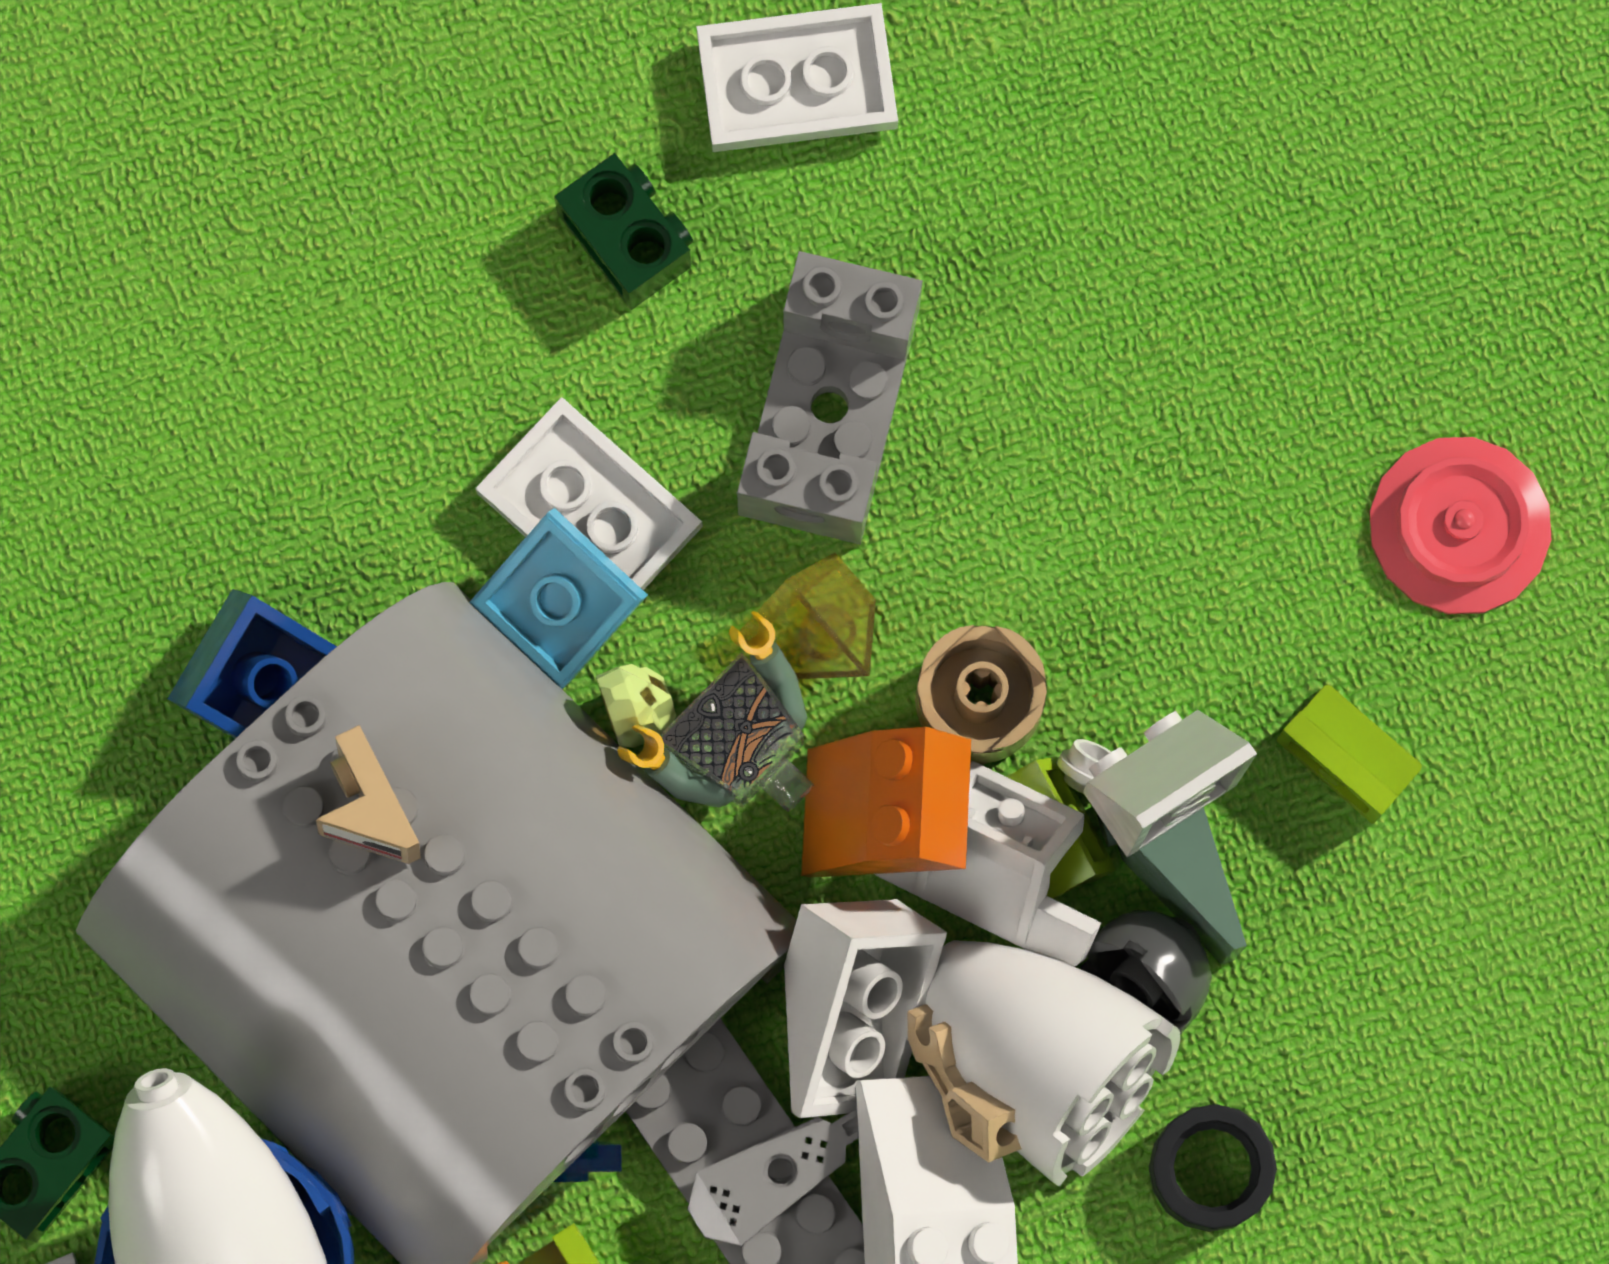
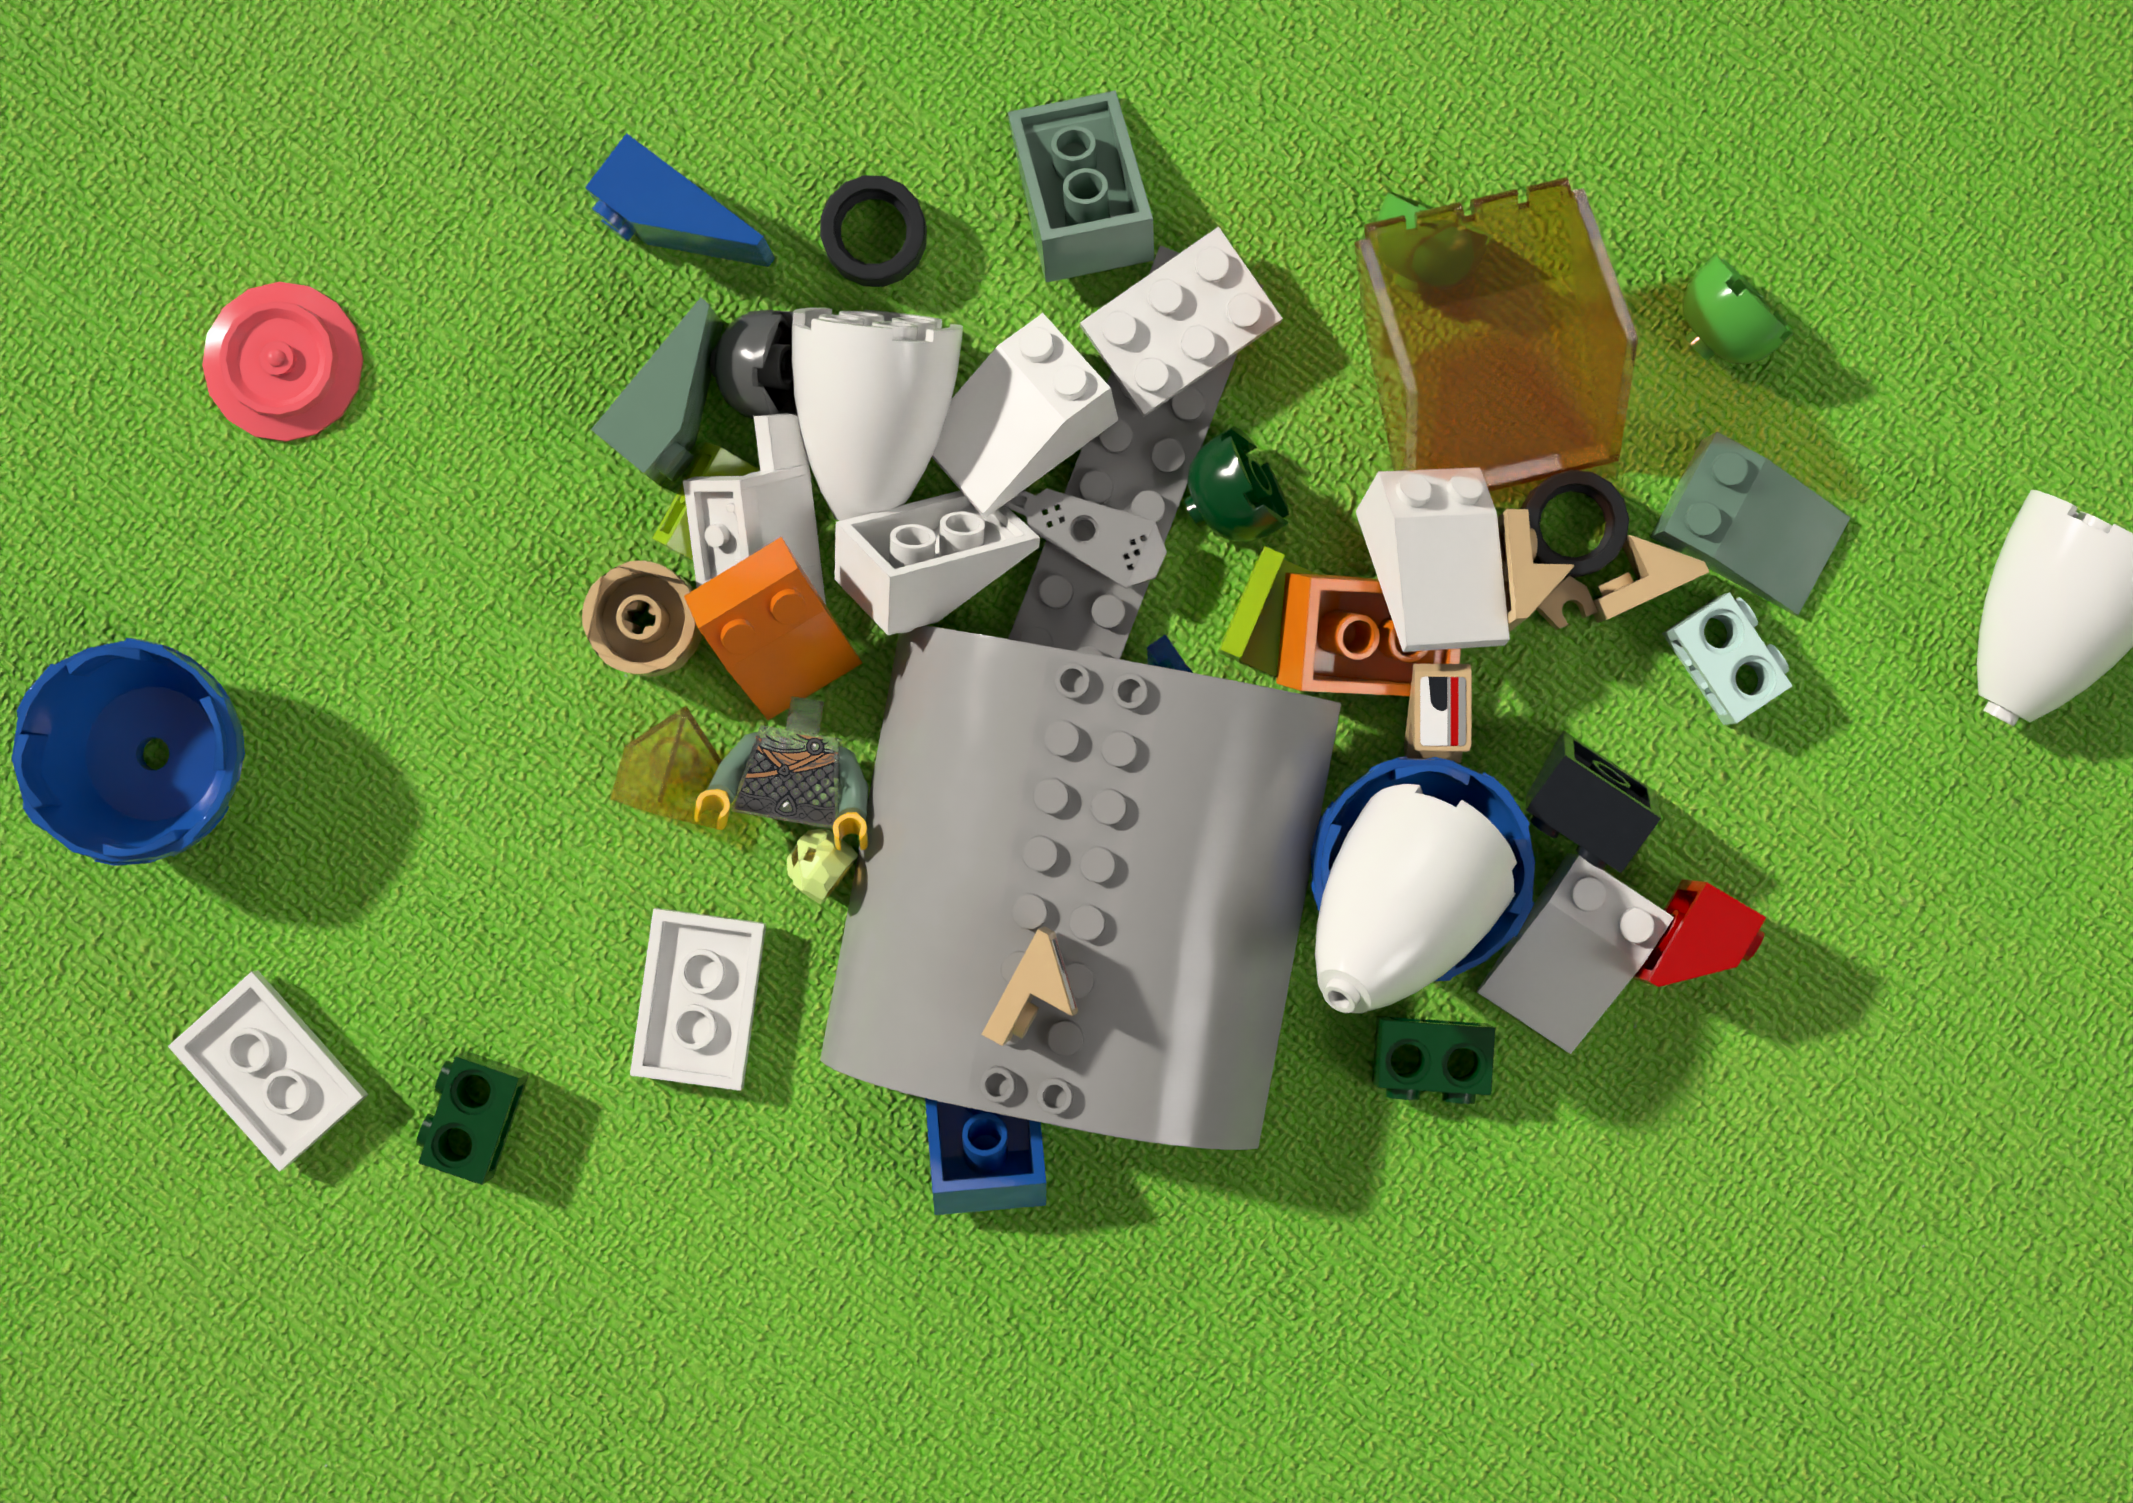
camera: 125 degrees left, 10 degrees up
(558, 598) = (780, 972): medium azure plate -> none
(841, 336) = (442, 895): light grey plate -> none
(971, 1112) = (953, 418): tan piece -> none
(1077, 761) = (644, 507): white plate -> none
(1167, 778) = (616, 424): white slope -> none
(1181, 95) = (85, 744): none -> blue piece
(1349, 753) = (507, 329): lime panel -> none
(1379, 970) = (664, 209): none -> blue slope

